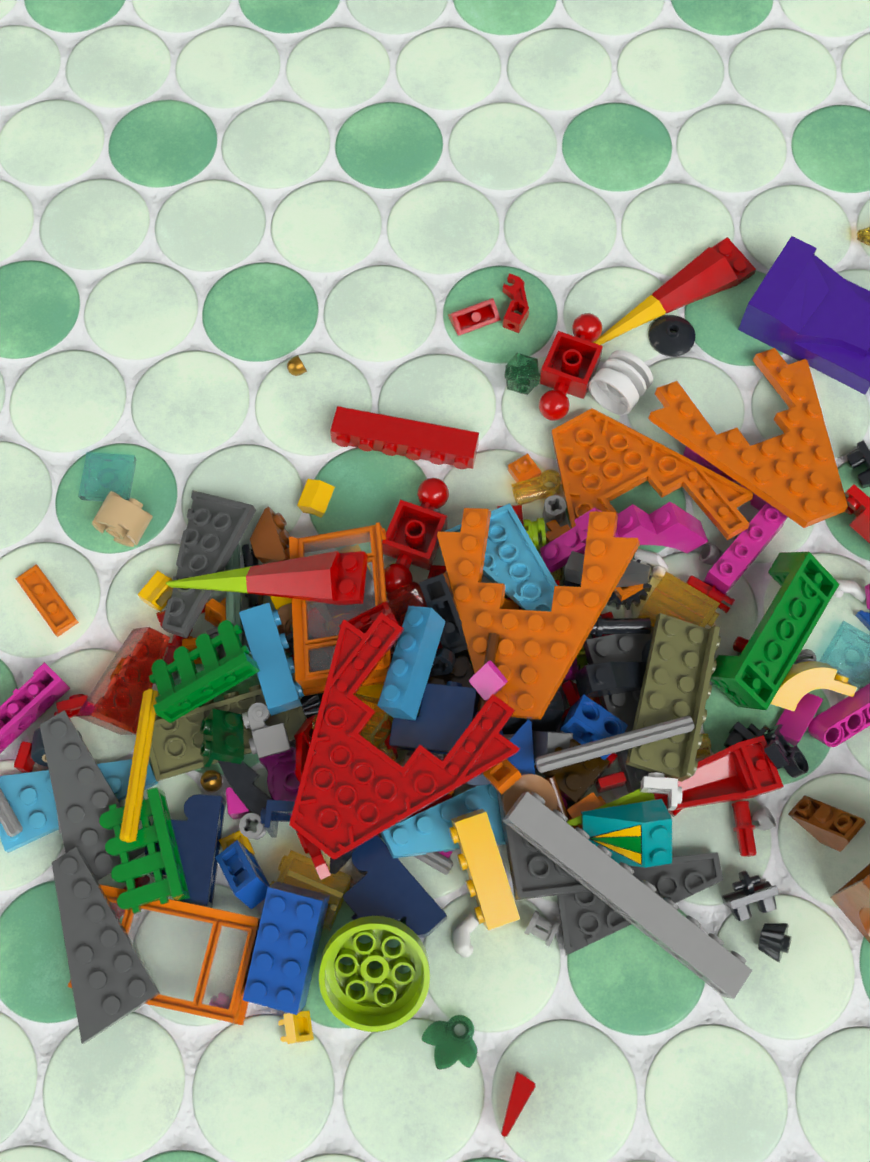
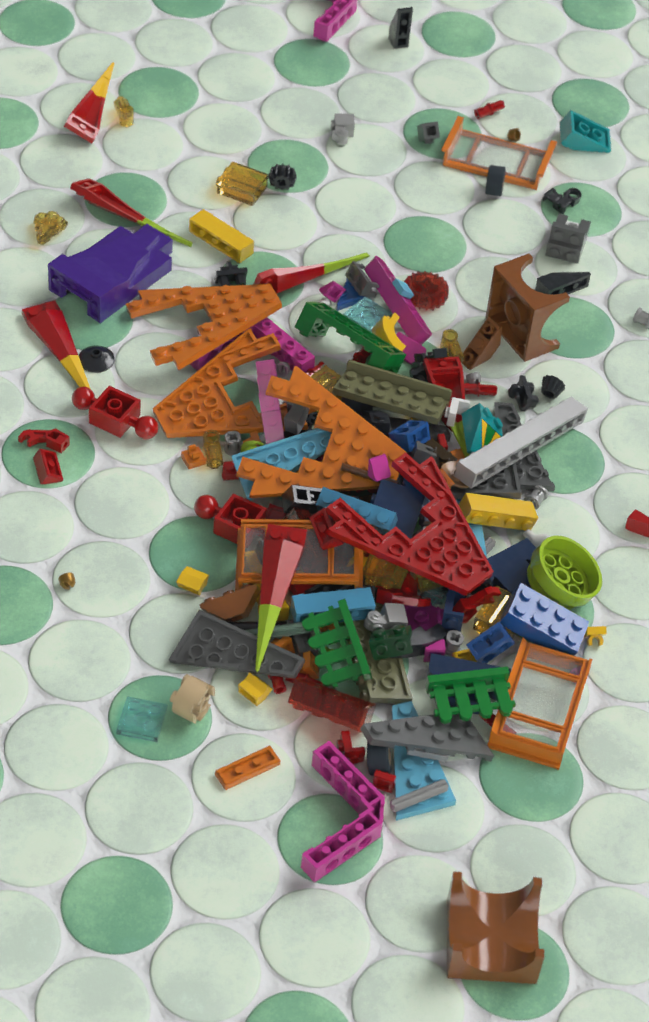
camera: 90 degrees left, 20 degrees down
(102, 960) = (540, 728): dark grey wing -> none
(139, 767) = (406, 690): yellow axle -> none
(212, 785) = (410, 670): pearl gold hinge -> none
(404, 438) = (152, 520): red brick -> none
(449, 1045) = (606, 554): clear green plate -> none
(522, 374) = (115, 440): clear green brick -> none
(614, 744) = (428, 419): light grey axle -> none
(620, 382) = (140, 383): white wheel -> none
(815, 781) = (450, 341): none -> clear yellow piece

